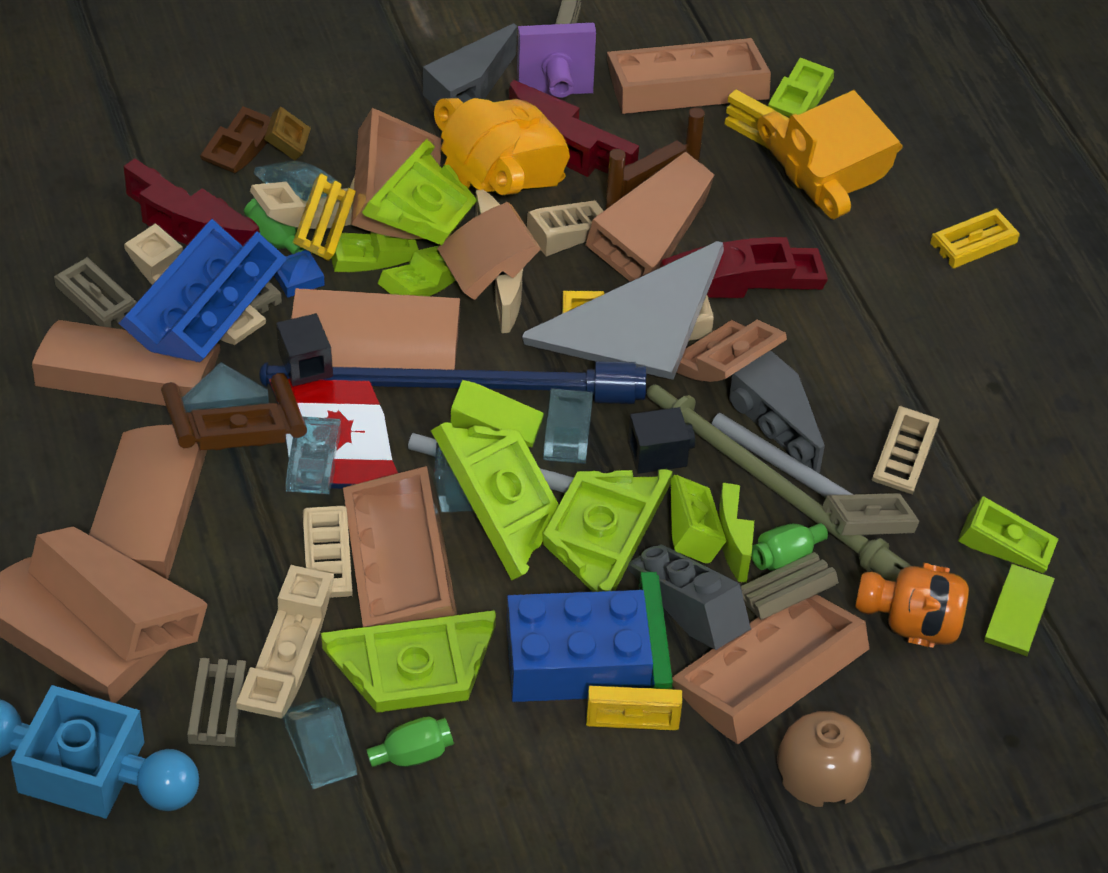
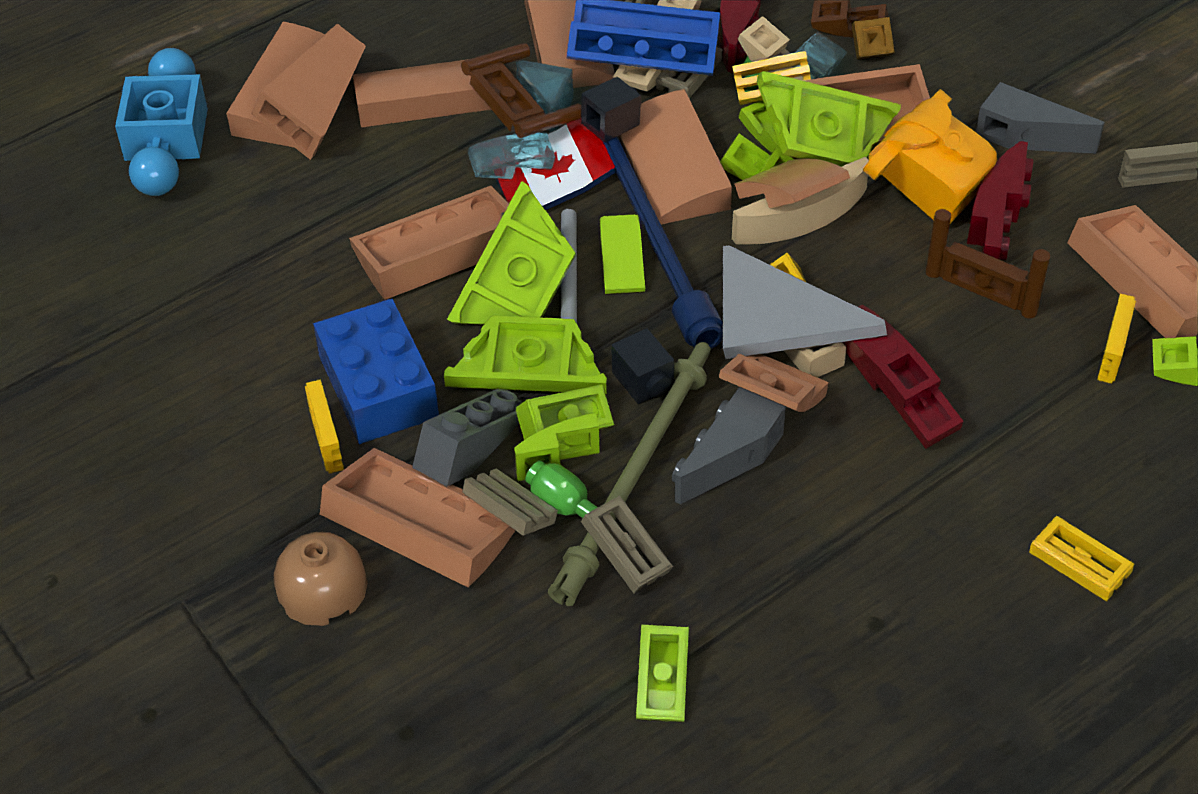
camera: 75 degrees right, 0 degrees up
(221, 672) = (250, 184): dark tan tile -> none
(290, 643) = (309, 207): tan slope -> none
(299, 272) = (717, 95): blue tile -> none
(321, 741) = (230, 245): clear light blue slope -> none
(329, 525) = (426, 190): tan slope -> none
(413, 660) = (324, 275): lime wing -> none
(413, 743) = (245, 302): bright green plant -> none
(549, 227) = (870, 221): tan slope -> none
(557, 58) = (1074, 162): medium lavender tile -> none
(568, 426) = (626, 310): clear light blue slope -> none
(651, 218) = (927, 290): nougat slope -> none
(661, 669) = (398, 421): green tile -> none
(777, 457) = (681, 450): light grey bar -> none
(831, 149) = (1097, 388): light orange piece -> none
(913, 423) = (745, 574): tan slope -> none
(922, 604) = (520, 601): orange piece -> none
(1019, 610) = (574, 696): lime slope -> none

